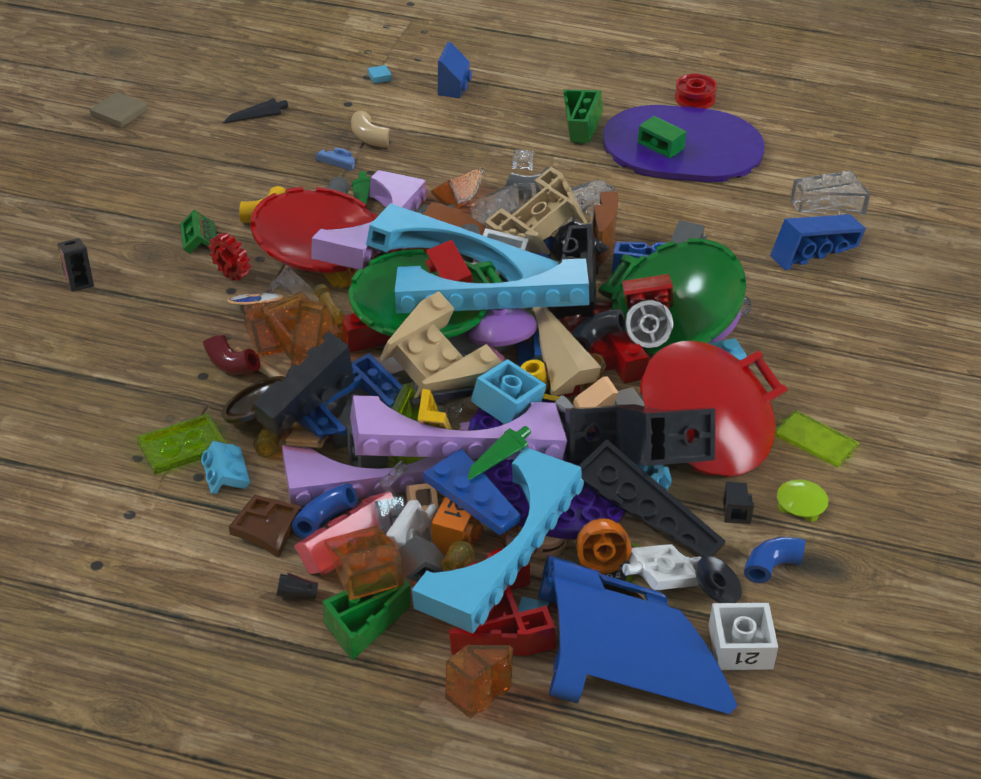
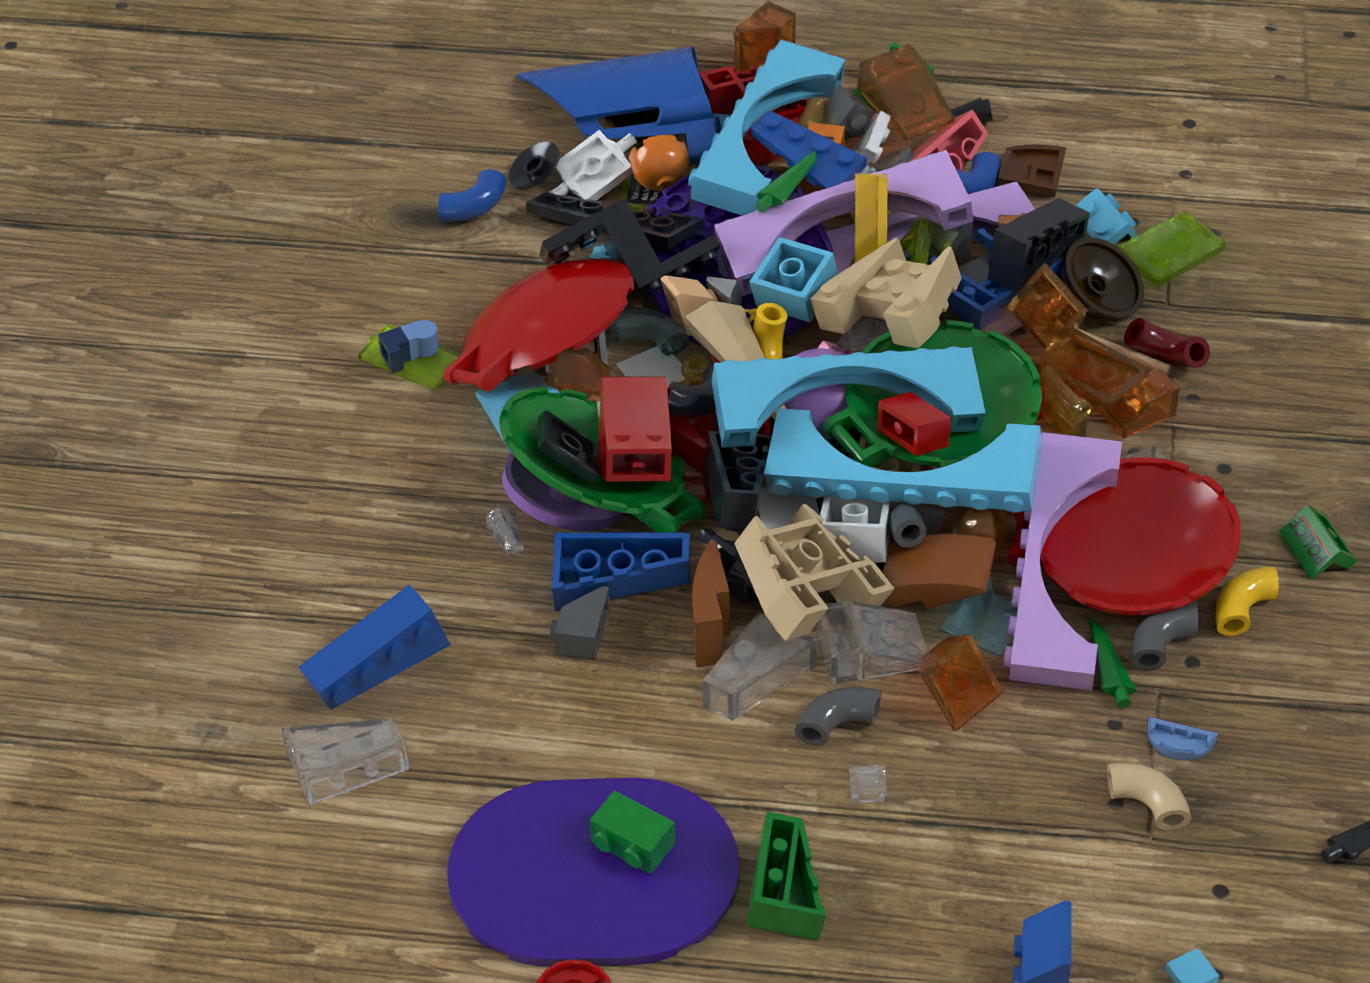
camera: 175 degrees right, 5 degrees up
(229, 256) = (1241, 470): red gear -> none
(254, 298) = (1178, 428): shield -> none
(695, 297) = (567, 446): none -> black tile
(737, 503) = (511, 250): black brick -> none
(743, 636) = (510, 111): white brick -> none
(802, 499) = (434, 276): lime dish -> none
(819, 429) = (408, 343): none -> leg

